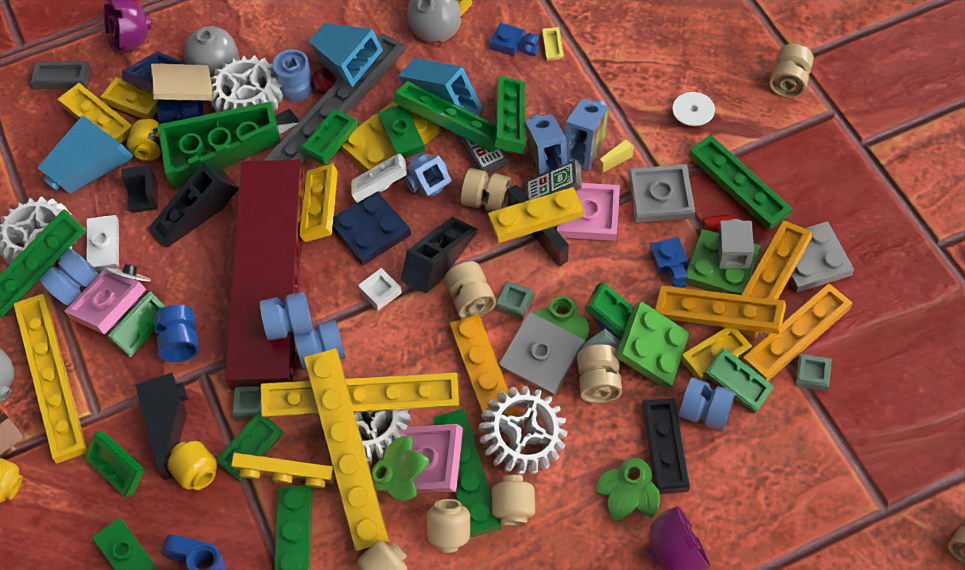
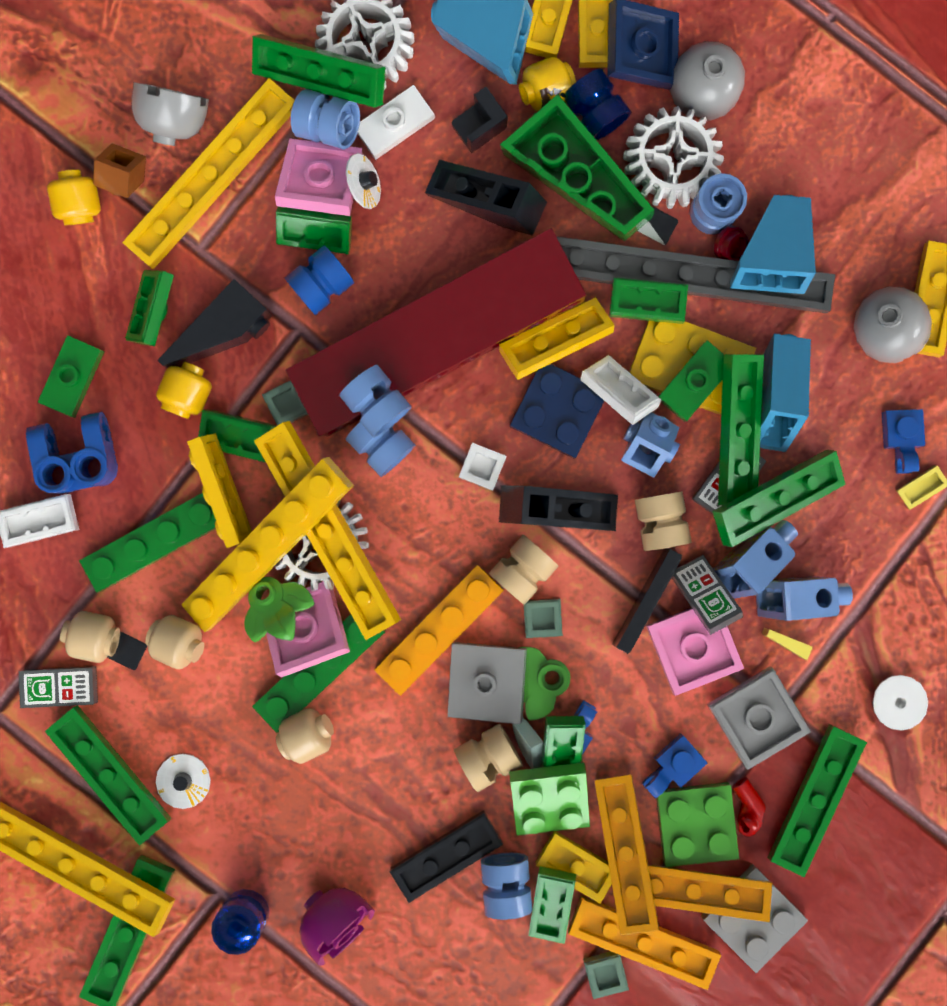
camera: 60 degrees right, 30 degrees up
(181, 82) = (631, 82): tan slope -> none
(448, 525) = (244, 686): tan head -> none
(535, 434) = (395, 697): white gear -> none
(536, 214) = (648, 601): yellow plate -> none
(629, 494) = (371, 844): bright green plate -> none
(735, 244) = (717, 840): light grey brick -> none

